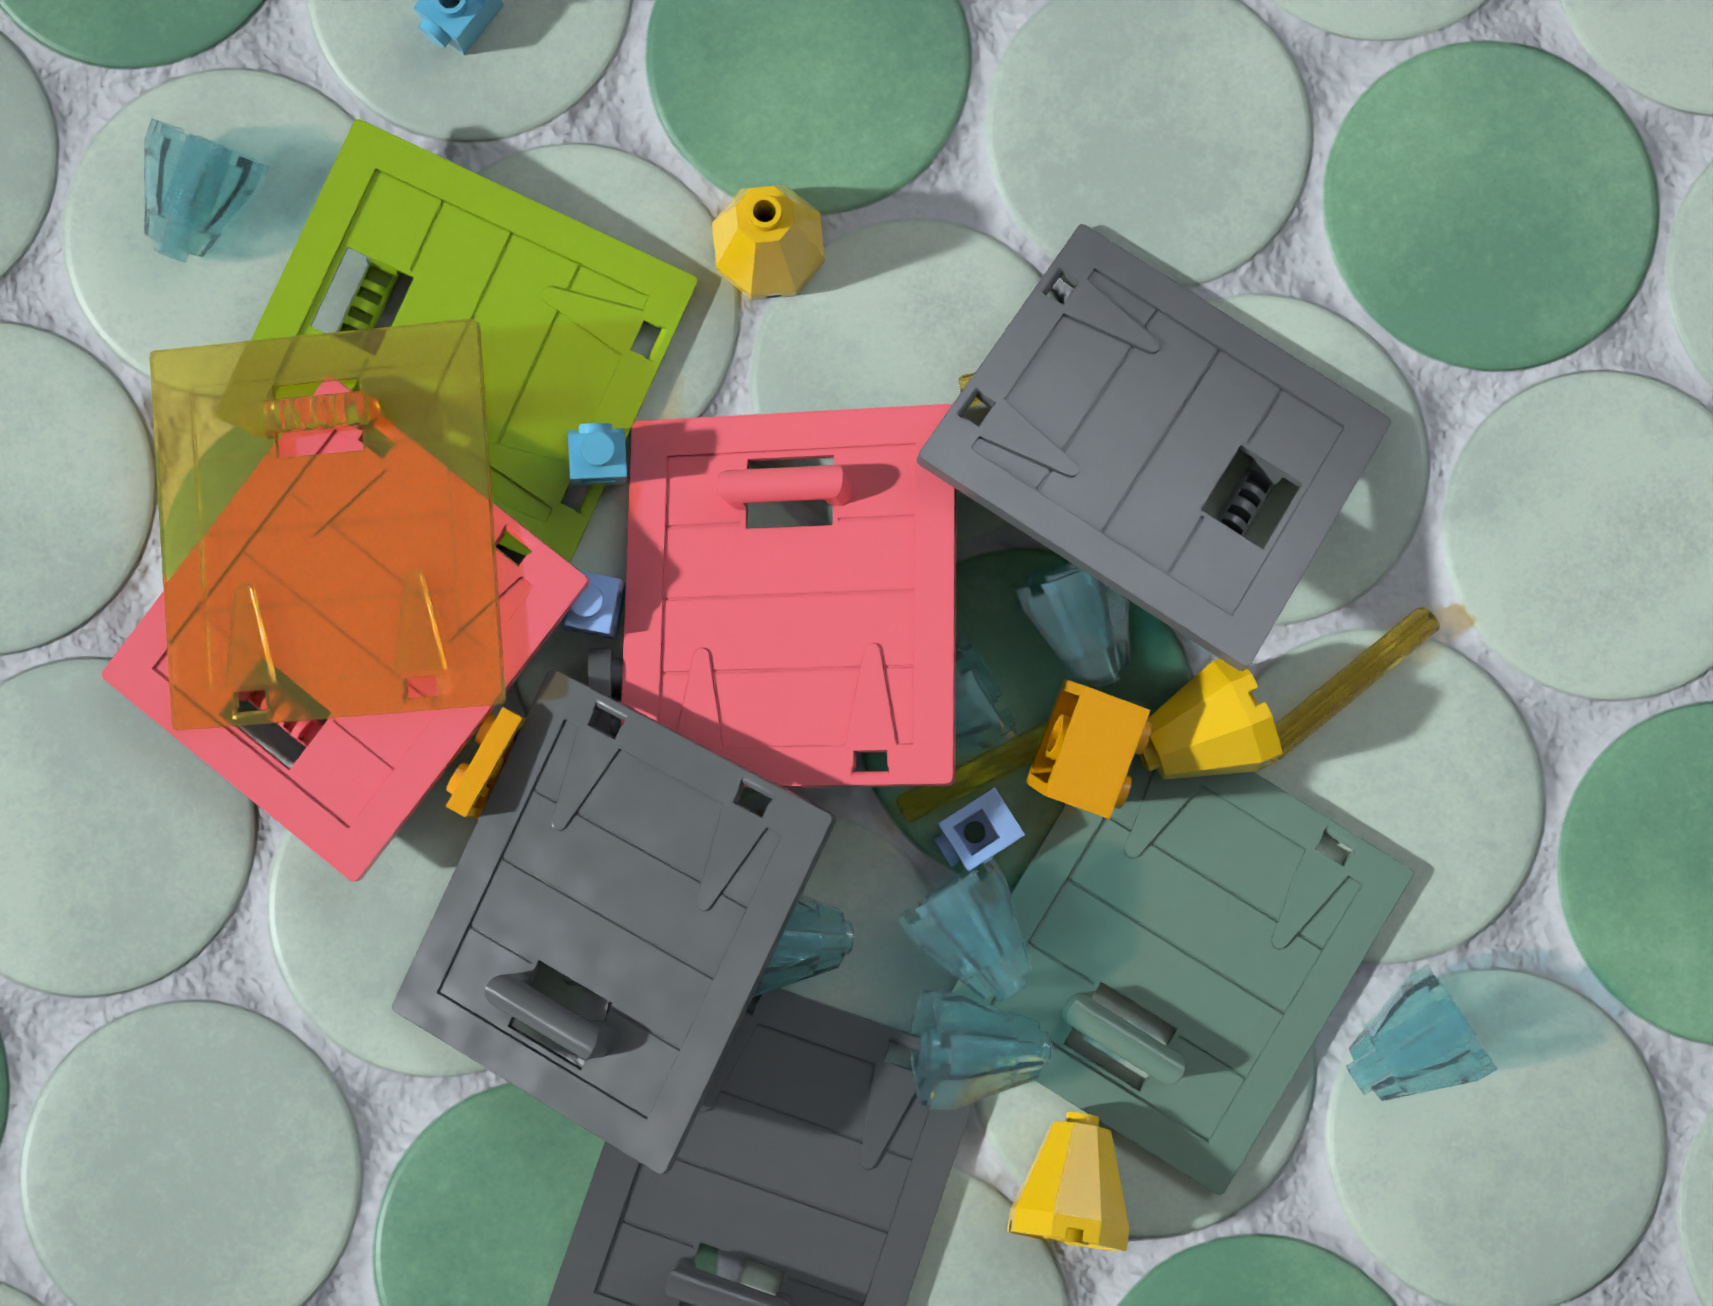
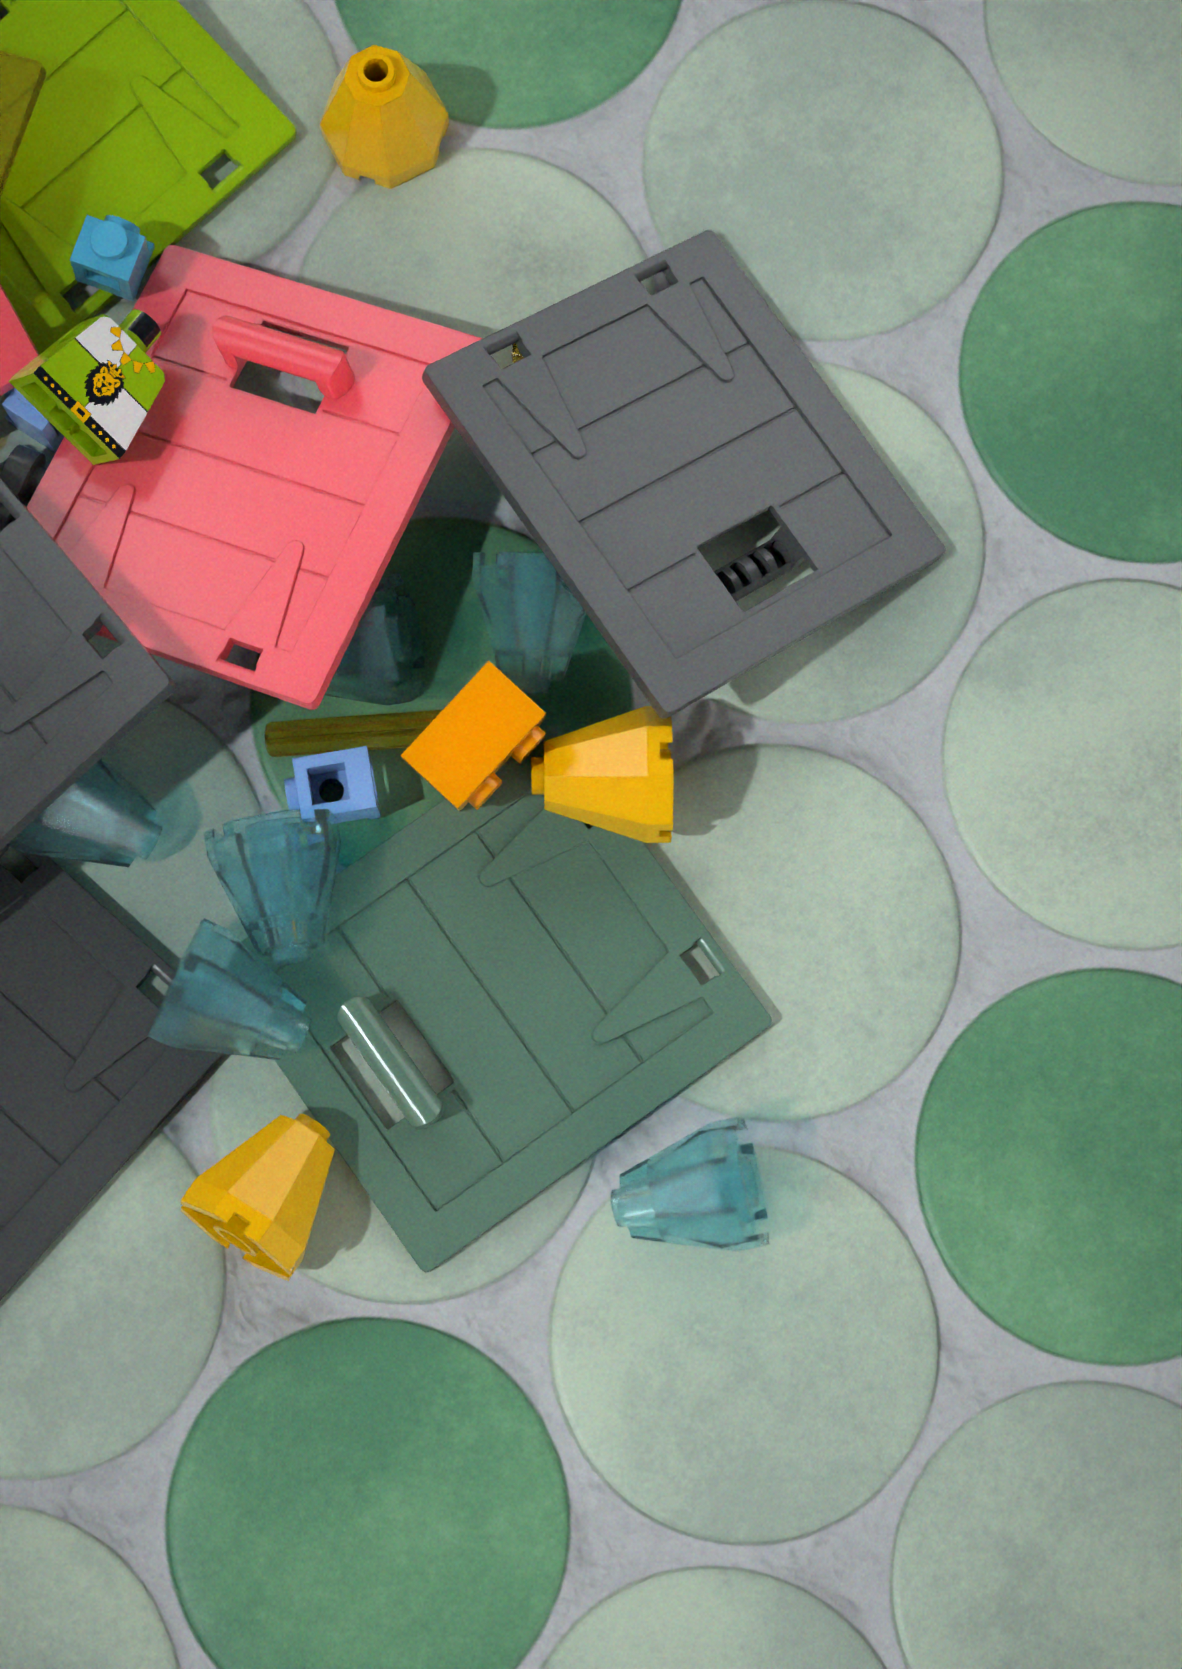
camera: 25 degrees right, 5 degrees down
(641, 576) = (96, 383): none -> torso
(1355, 678) = (788, 800): clear yellow axle -> none

